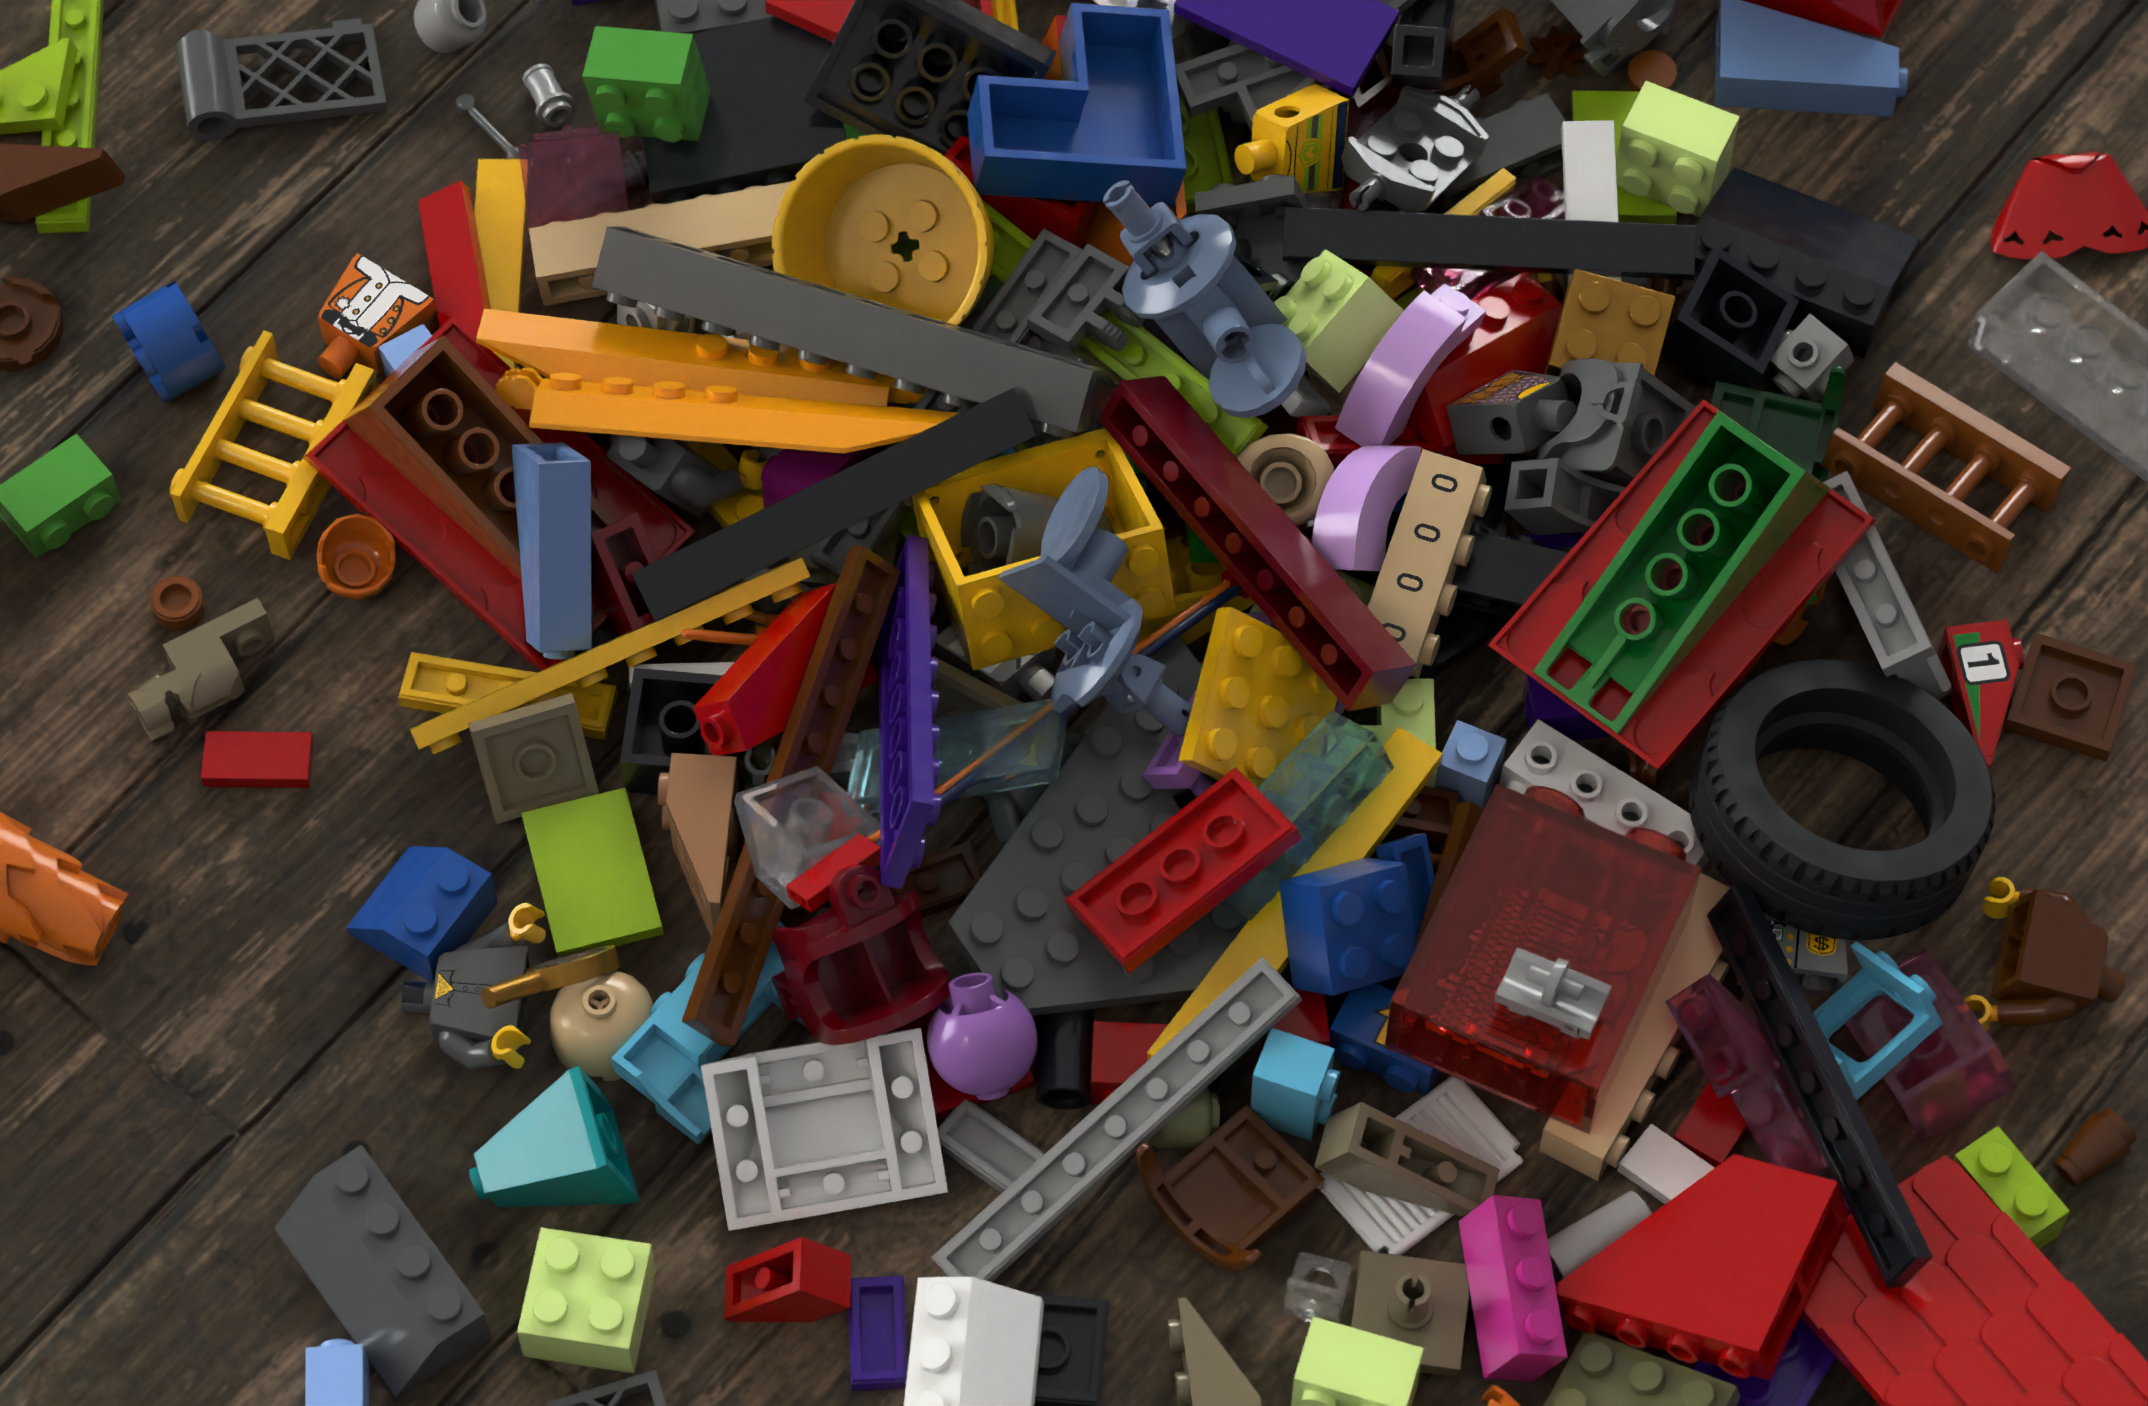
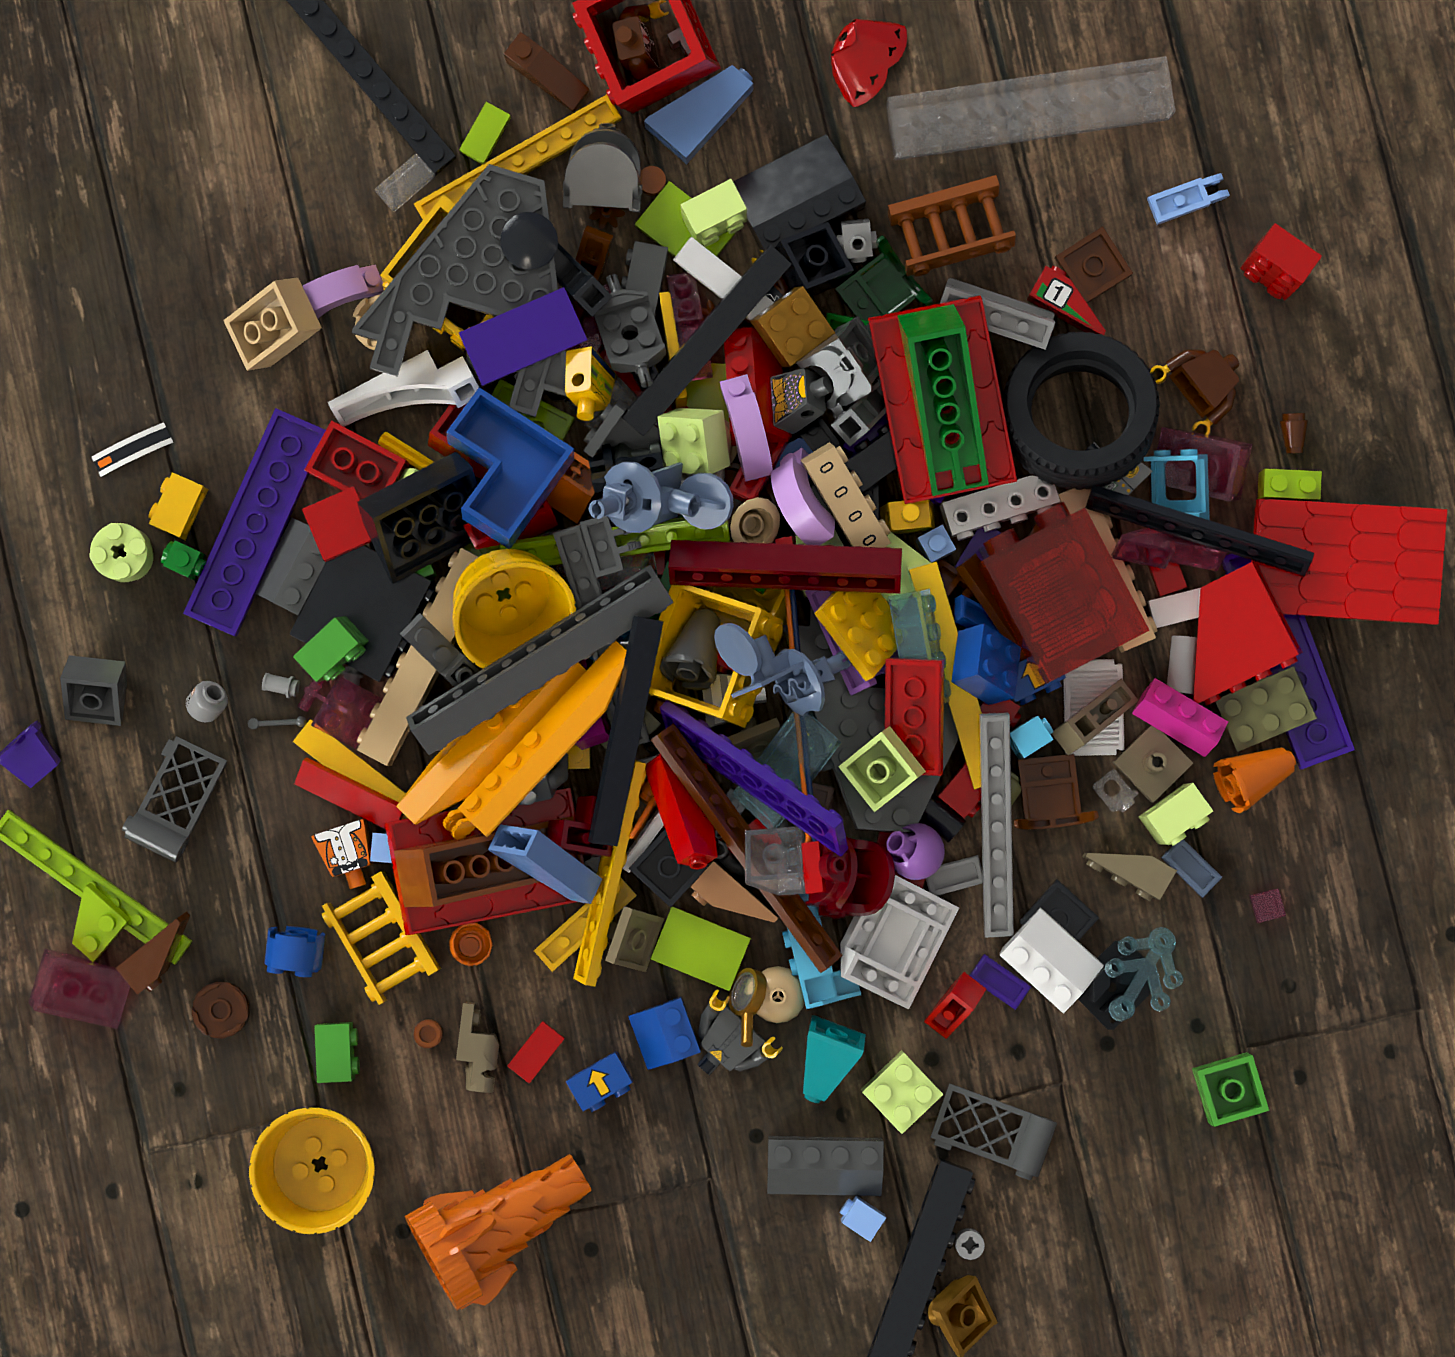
camera: 50 degrees left, 25 degrees up
(276, 867) = (600, 1081): none -> blue brick
(754, 202) = (438, 651): none -> dark grey slope
(1064, 868) = (882, 768): none -> yellowish green brick
(1480, 692) = (909, 517): none -> yellow torso
(1553, 993) = (1103, 620): light grey hips -> none

